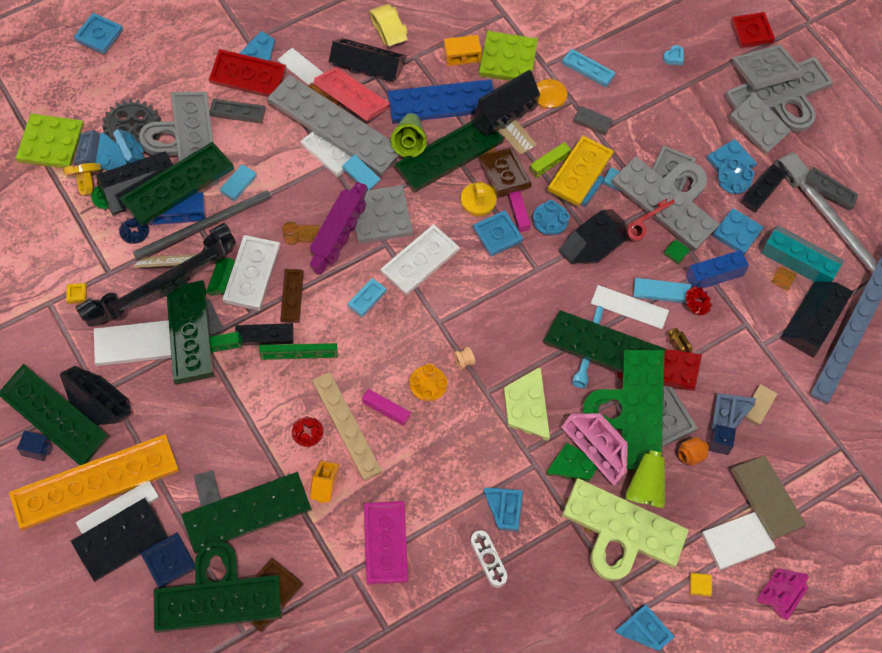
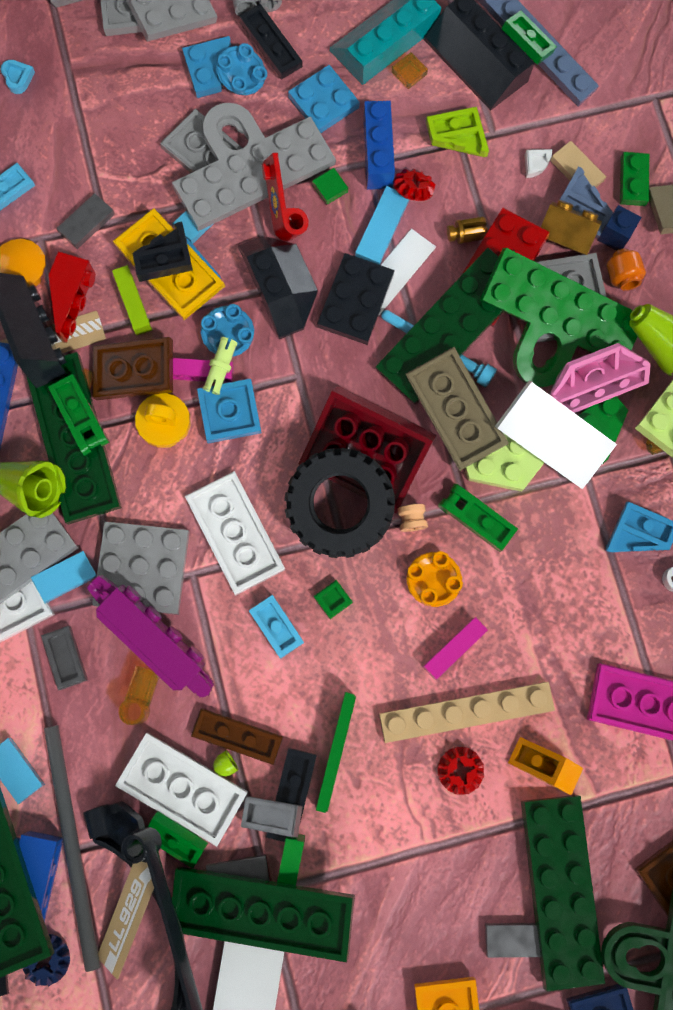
camera: 75 degrees left, 15 degrees up
(248, 323) = (271, 816): none -> flat silver tile
(273, 292) = (225, 764): none -> lime hinge
(312, 189) = (64, 658): none -> flat silver tile
(395, 327) = (333, 599): none -> green tile
(444, 289) = (301, 502): none -> black tyre
(463, 148) = (78, 413): none -> green plate
(478, 400) = (478, 517): none -> green plate
(502, 319) = (374, 431): none -> dark red slope
(523, 216) = (220, 365): none -> yellowish green pin
(542, 122) = (69, 284): none -> red slope
(547, 362) = (456, 409): none -> dark tan tile
(550, 427) = (555, 434): none -> white tile
(582, 163) = (163, 256): none -> black wing
(603, 287) = (355, 299): none -> black plate
(707, 404) = (571, 227): none -> pearl gold brick
(751, 319) = (458, 131): none -> lime wing
(752, 377) = (536, 161): none -> white tile
(768, 445) = (634, 179): none -> green plate
(837, 339) = (529, 37): none -> green plate

